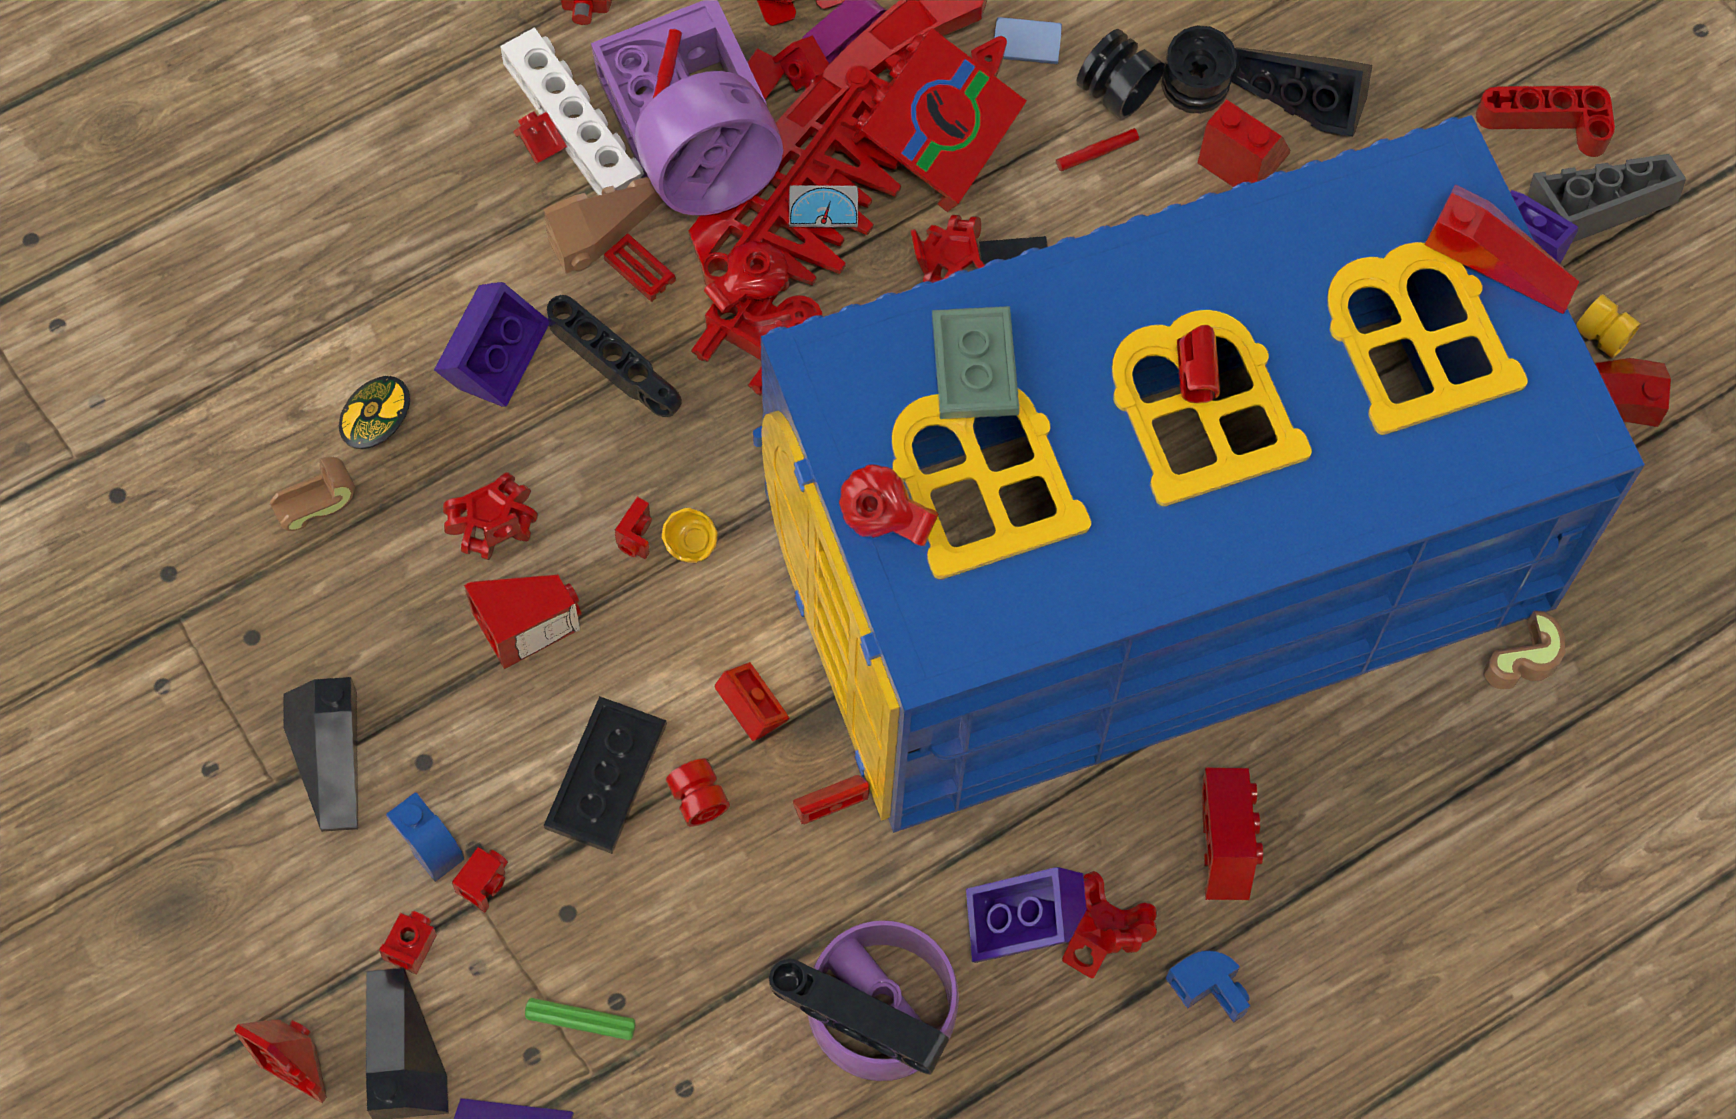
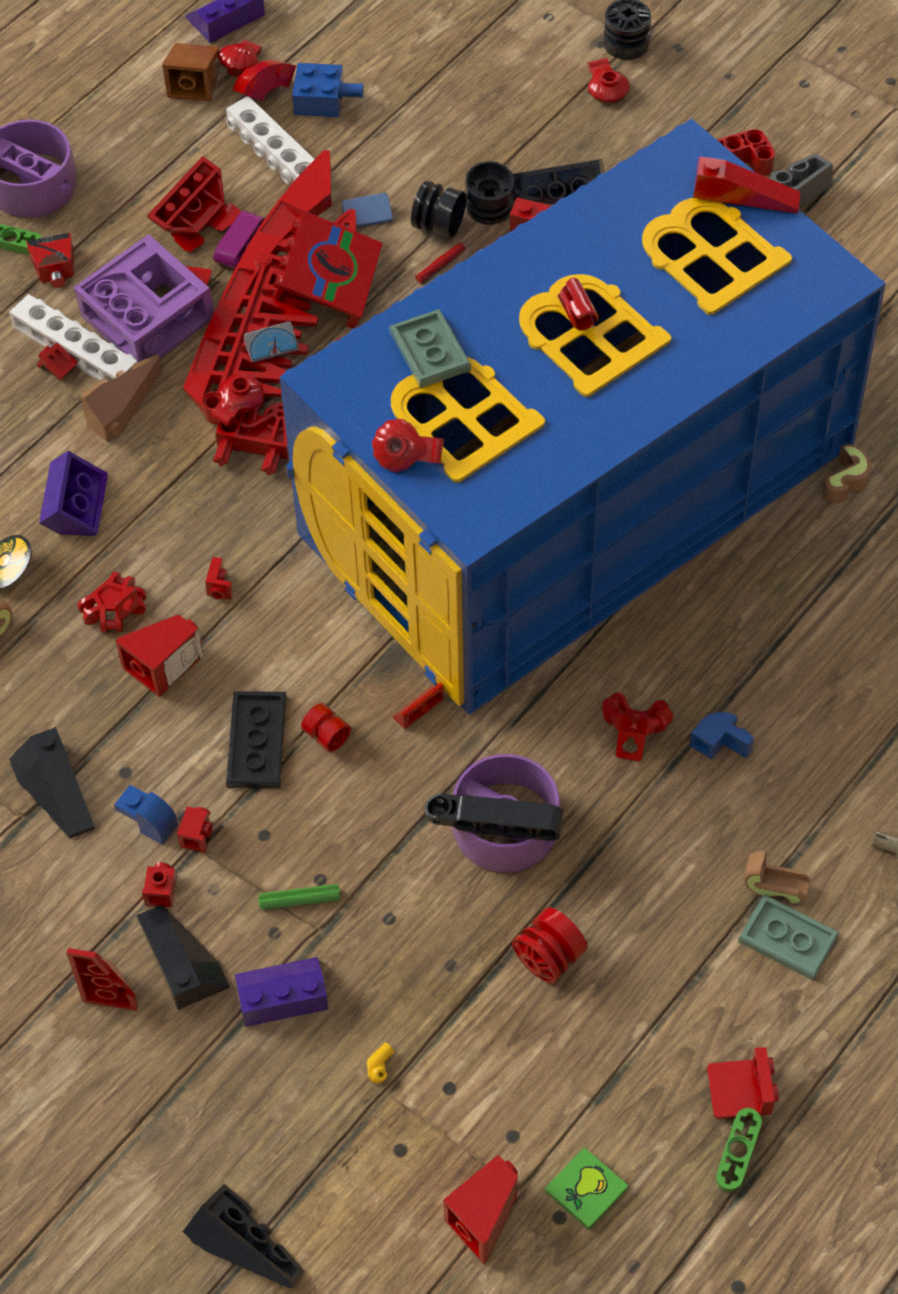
camera: 15 degrees left, 10 degrees down
(650, 392) = (159, 479): black piece -> none
(657, 285) = (155, 425): red tile -> none
(668, 61) = (133, 289): red piece -> none
(689, 535) = (257, 571): yellow hair -> none
(730, 145) = (195, 318): medium lavender cylinder -> none
(751, 701) = (339, 663): red slope -> none
(802, 62) = (220, 263): red brick -> none
(1024, 913) = (580, 724): dark purple slope -> none
(1230, 833) = (698, 639): red wedge -> none

